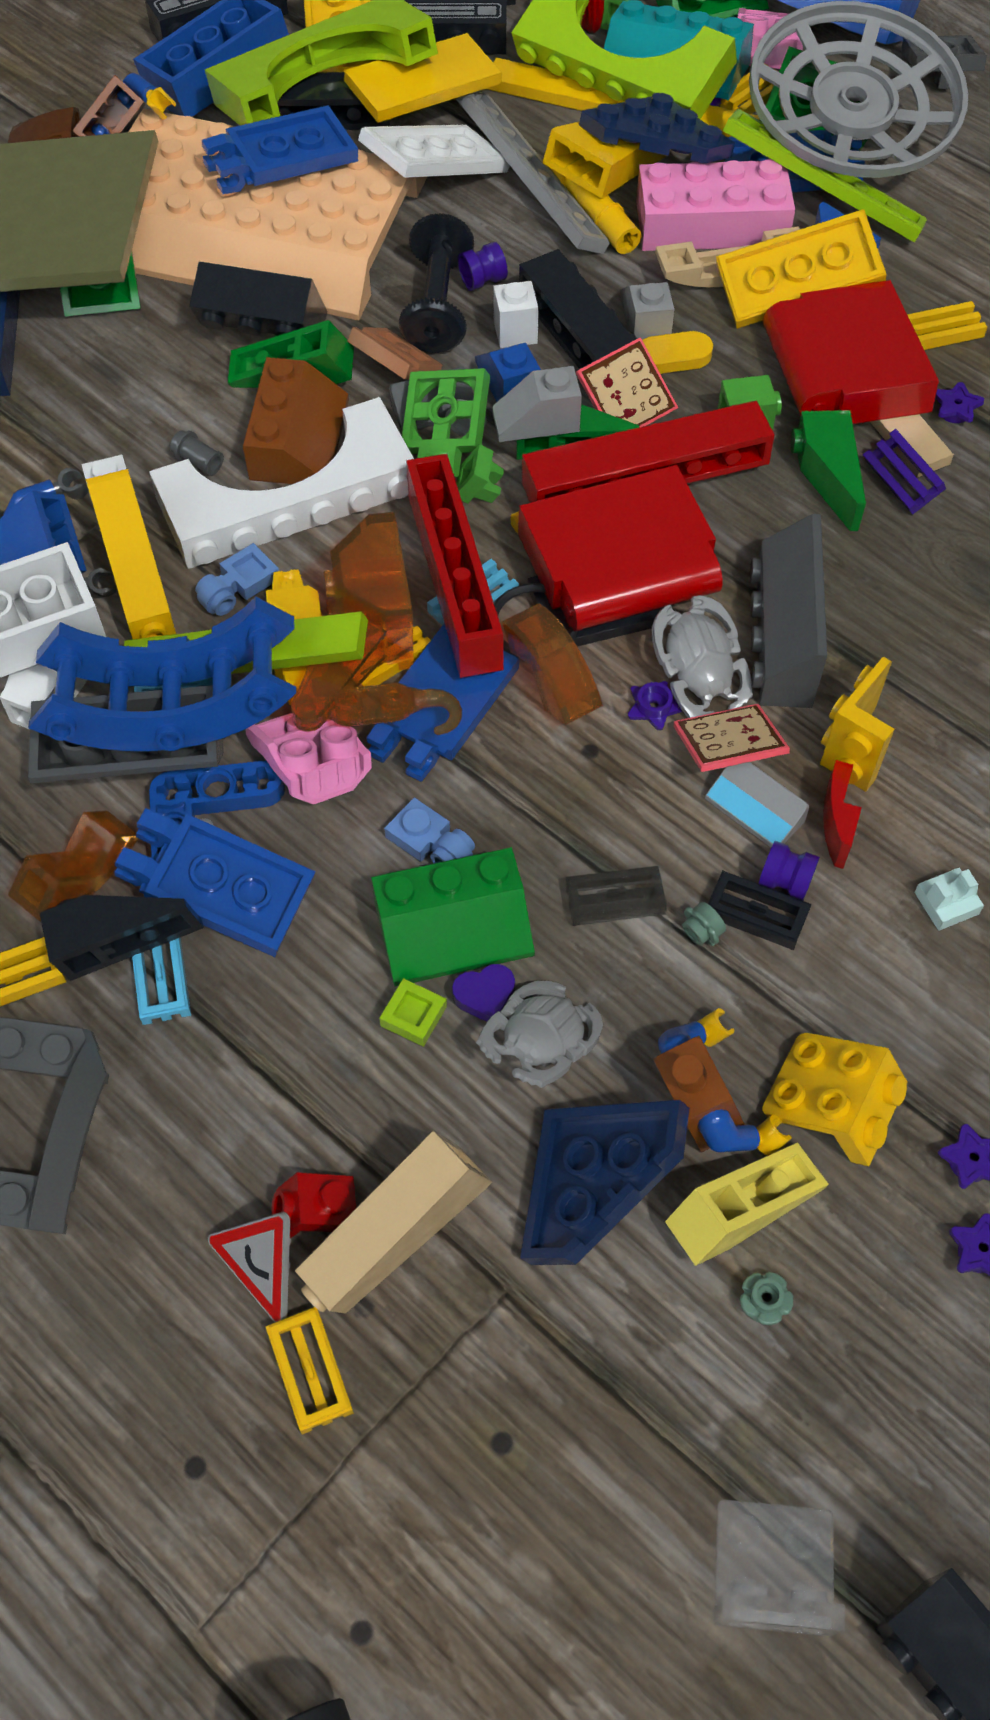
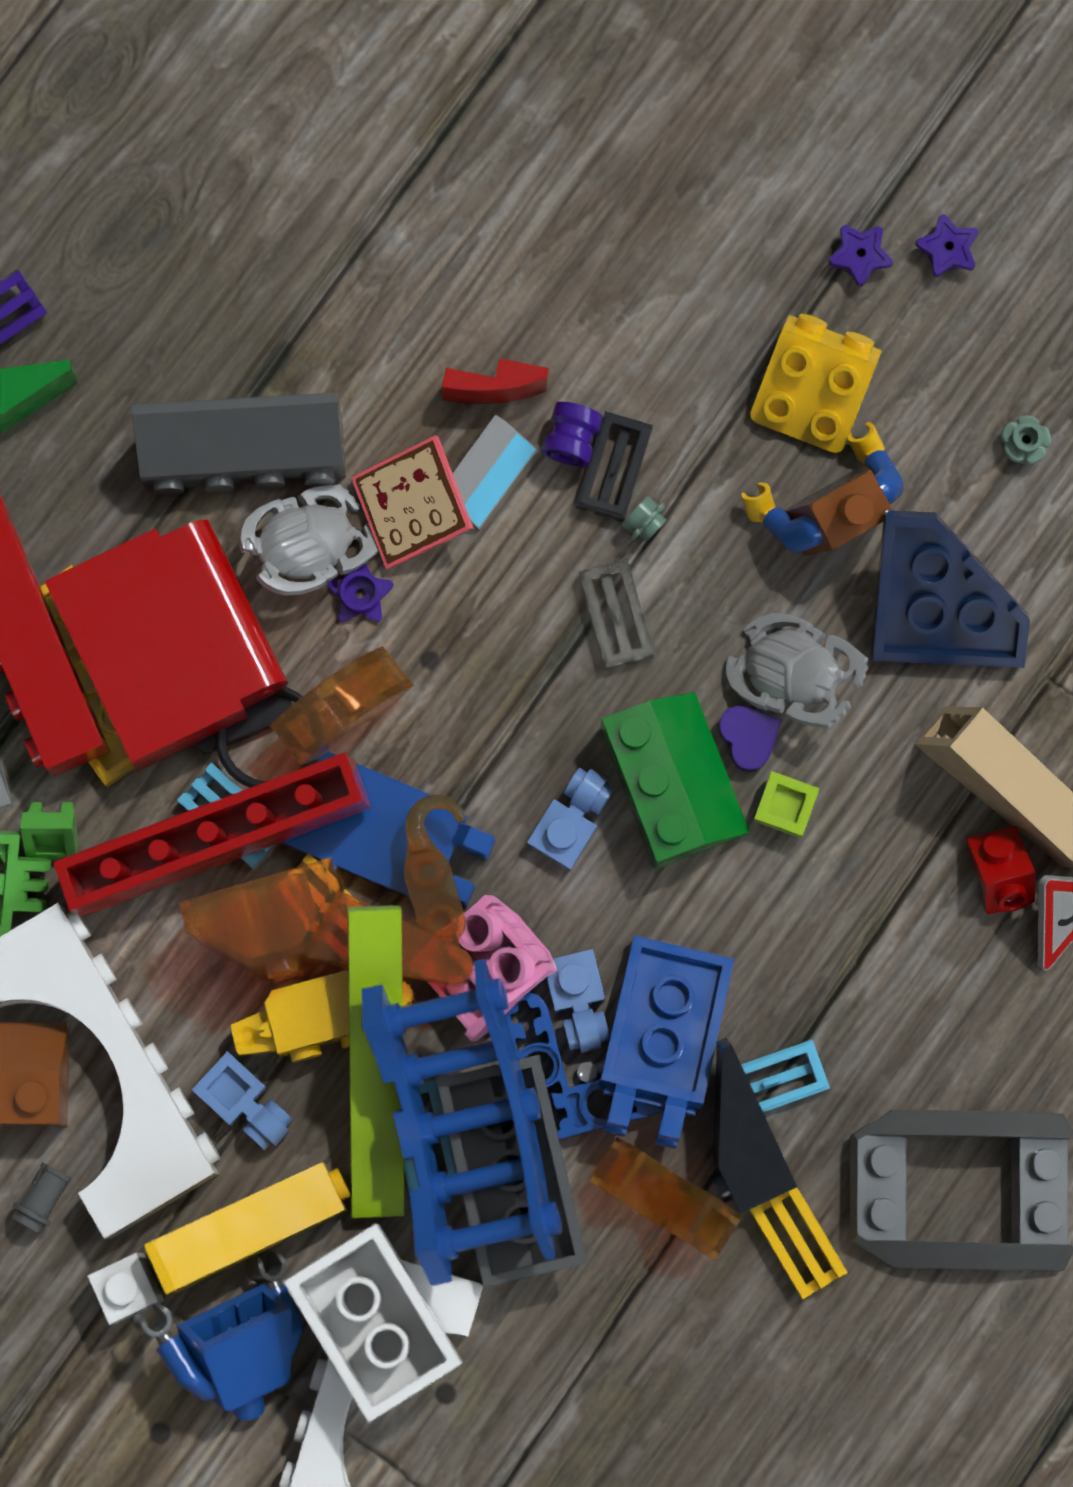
camera: 100 degrees left, 20 degrees up
(282, 823) = (576, 987): none -> medium blue plate
(744, 1202) = (942, 461): light yellow slope -> none
(855, 733) = (397, 381): yellow bracket -> none
(950, 898) = (576, 273): light aqua tile -> none

